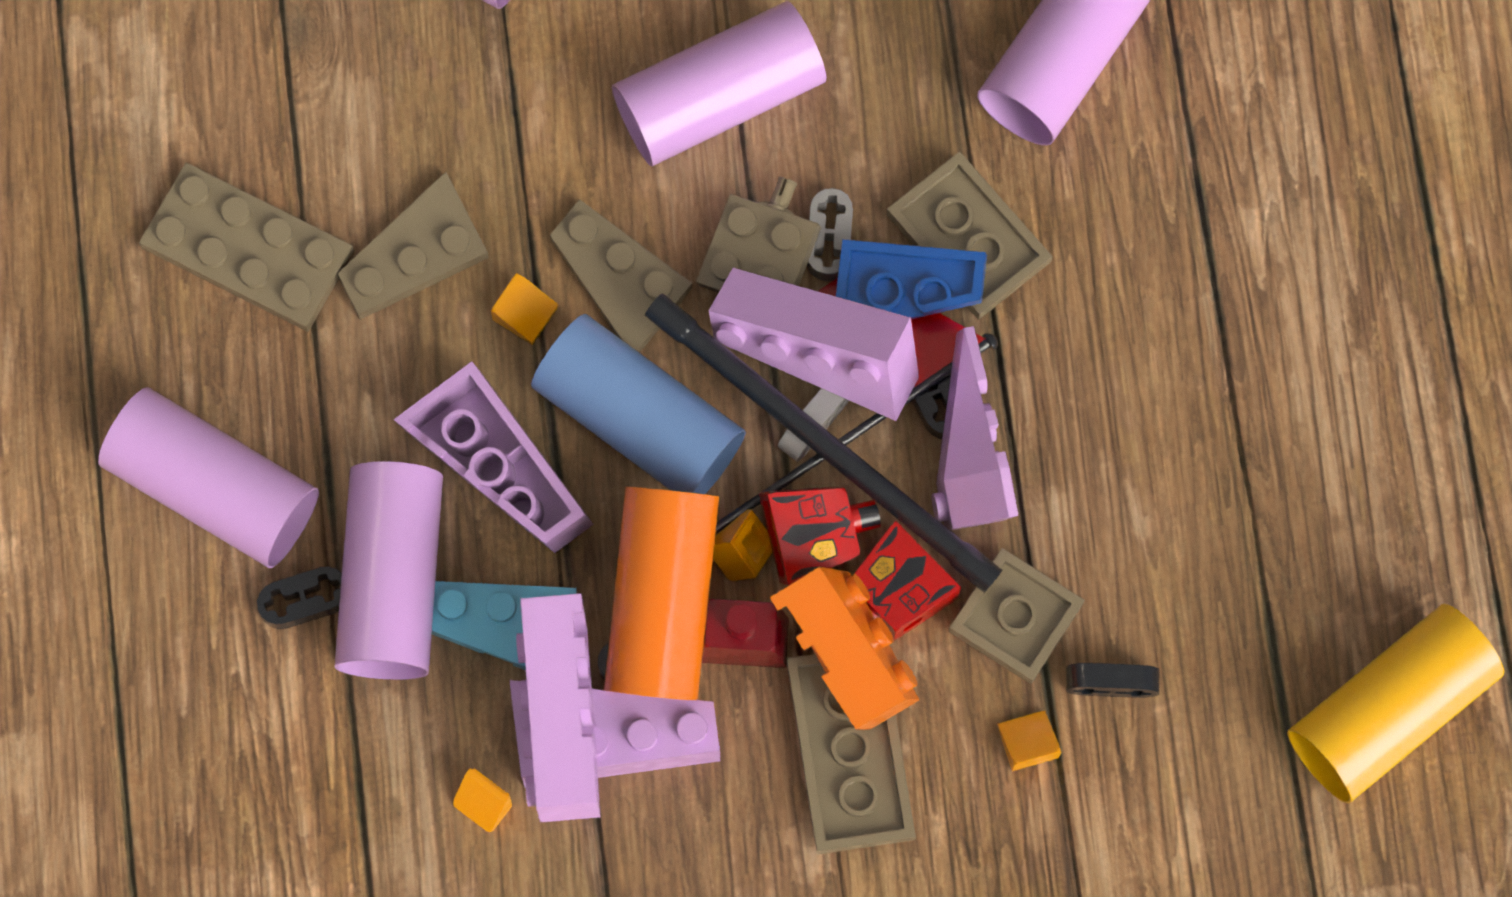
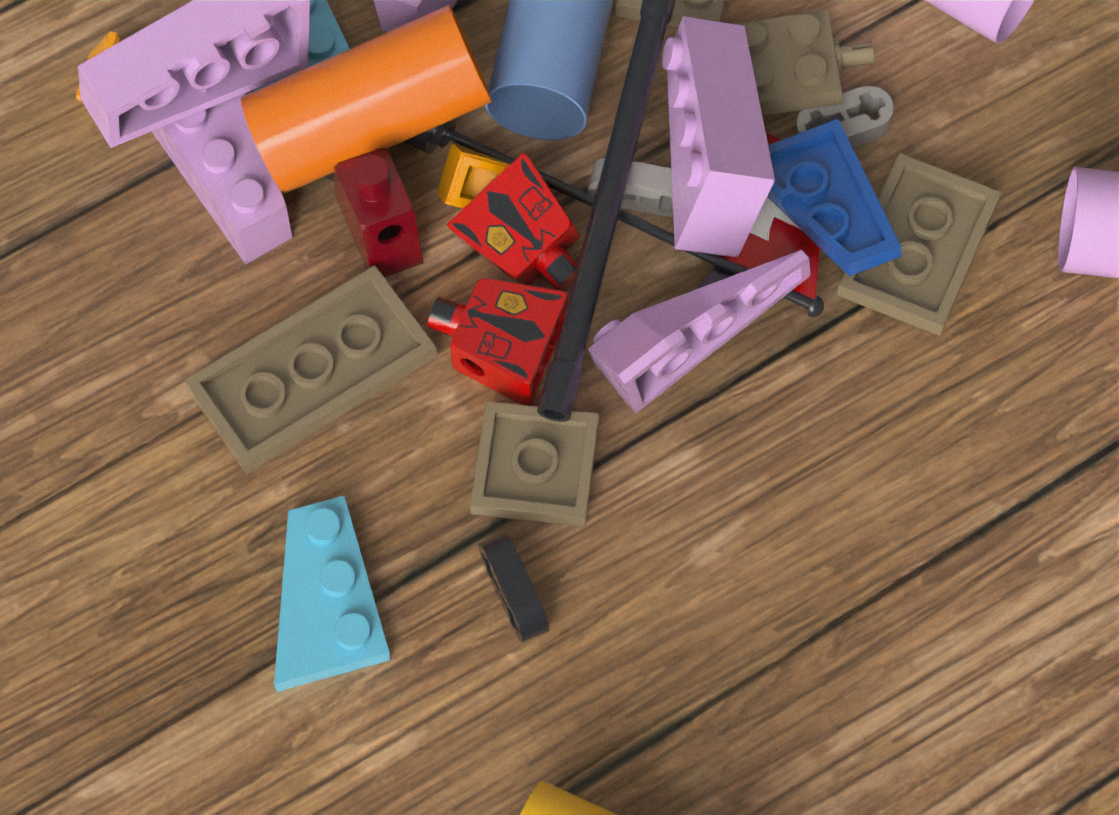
camera: 65 degrees right, 10 degrees down
(849, 645) = (407, 292): orange wedge -> none
(1029, 740) = (406, 537): light orange slope -> none
(1050, 823) = (326, 599): none -> medium azure wing

